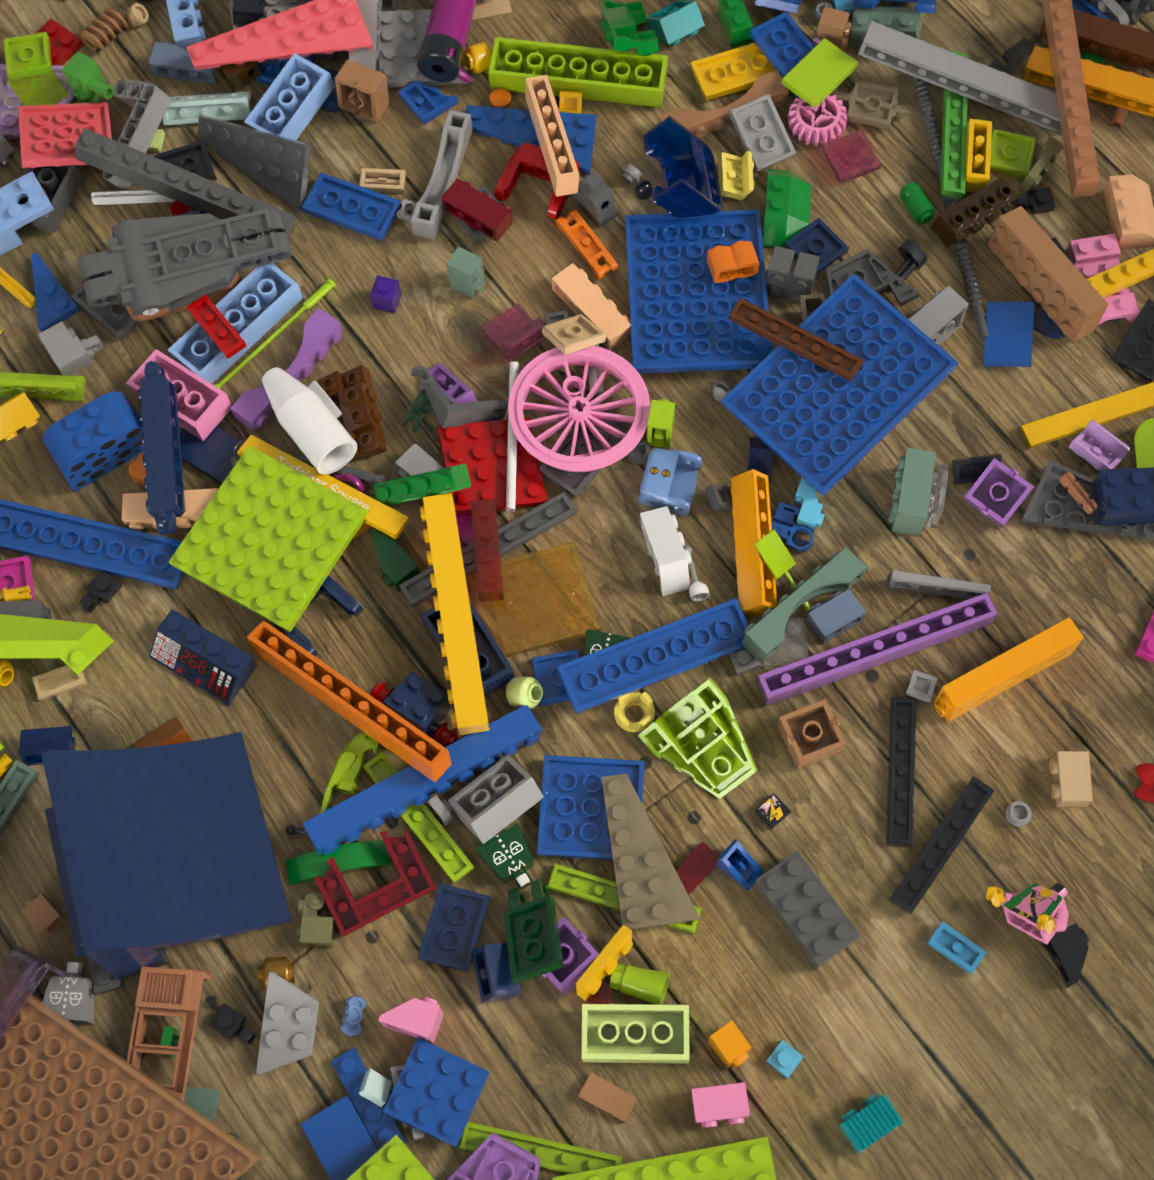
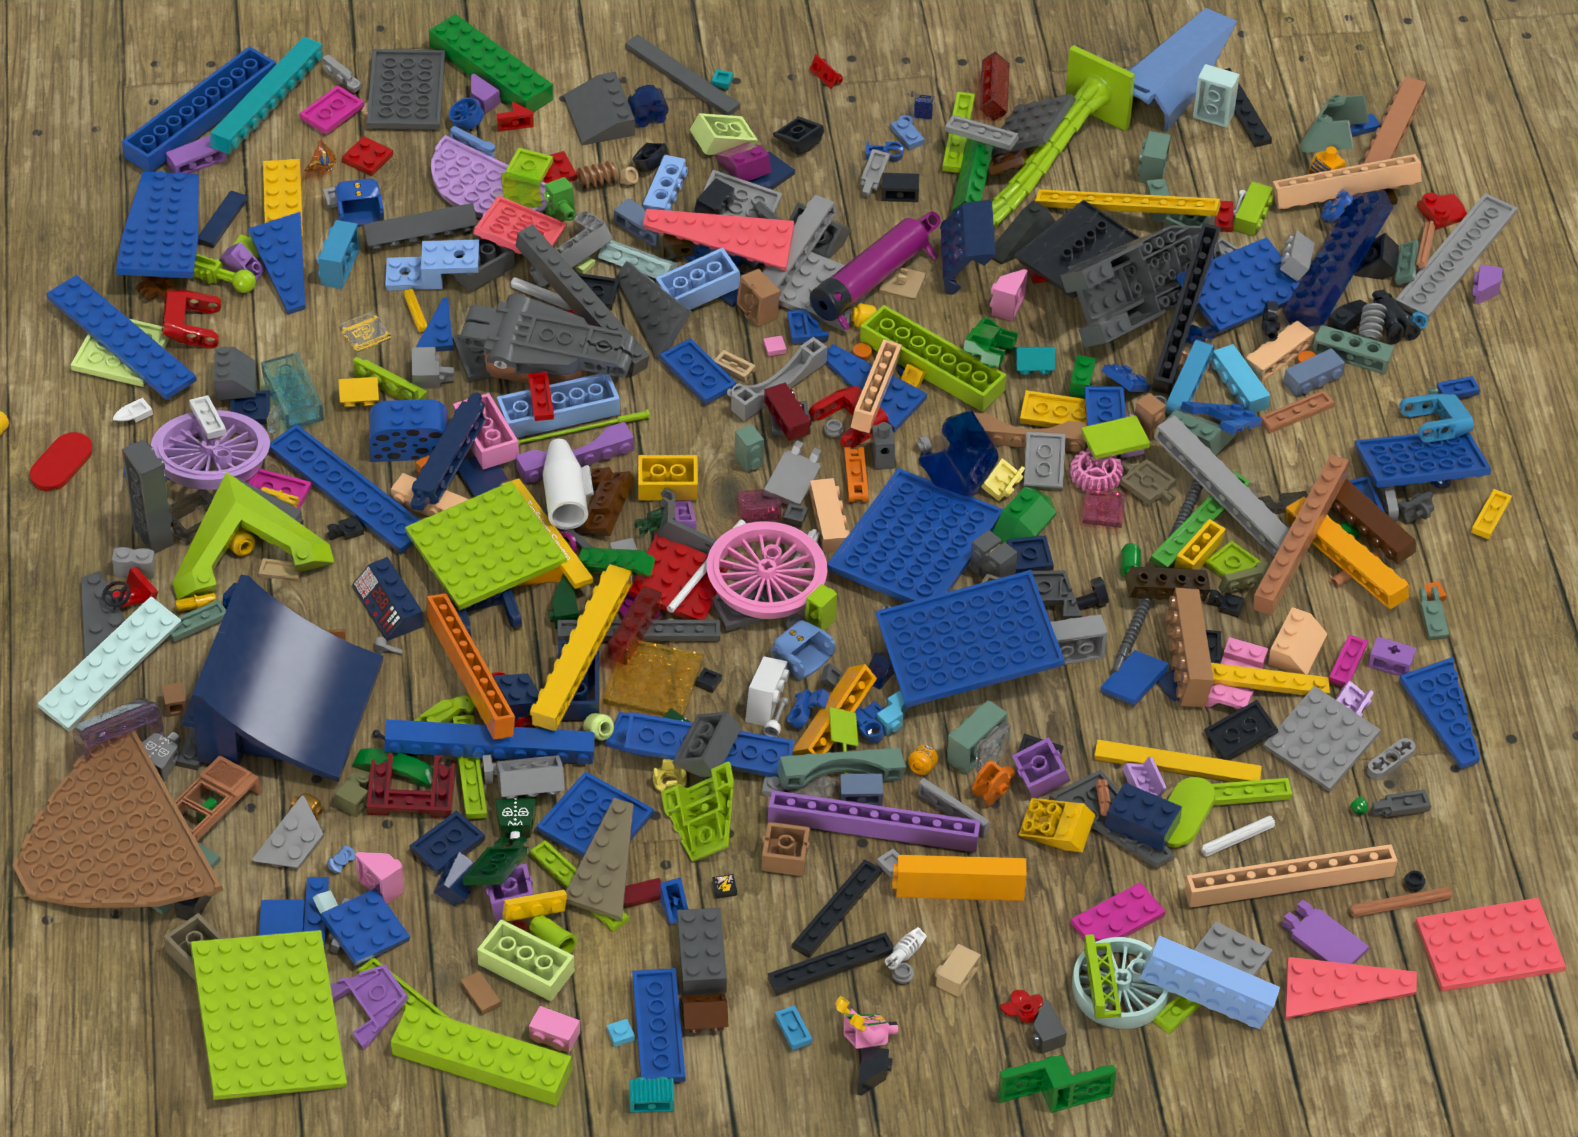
camera: 25 degrees right, 20 degrees down
(229, 717) = (381, 647): none -> light grey hand
(230, 1023) = (255, 824): black plate -> none
(385, 294) = (681, 437): dark purple brick -> none
(403, 347) = (669, 472): none -> yellow brick
(409, 137) = (774, 346): none -> bright pink tile
(527, 280) = (793, 475): none -> light grey tile
(530, 202) = (834, 428): none -> light grey plate
(573, 334) = (798, 521): tan tile -> none
(595, 568) = (708, 680): none -> black tile
(660, 659) = (707, 743): none -> dark grey slope
(713, 542) = (800, 713): none -> blue piece
(730, 1045) = (585, 996): light orange brick -> none
(732, 261) = (953, 530): orange brick -> none
(796, 339) = (956, 594): reddish brown tile -> none
(820, 1029) = (658, 1024): none -> blue plate
(856, 982) = (705, 1012): none -> reddish brown slope
(873, 545) = (923, 760): none -> light orange head
(962, 534) = (992, 782): none -> orange hinge
(1005, 783) = (906, 948): none -> white hinge
(1052, 549) = (1057, 824): none -> yellow slope

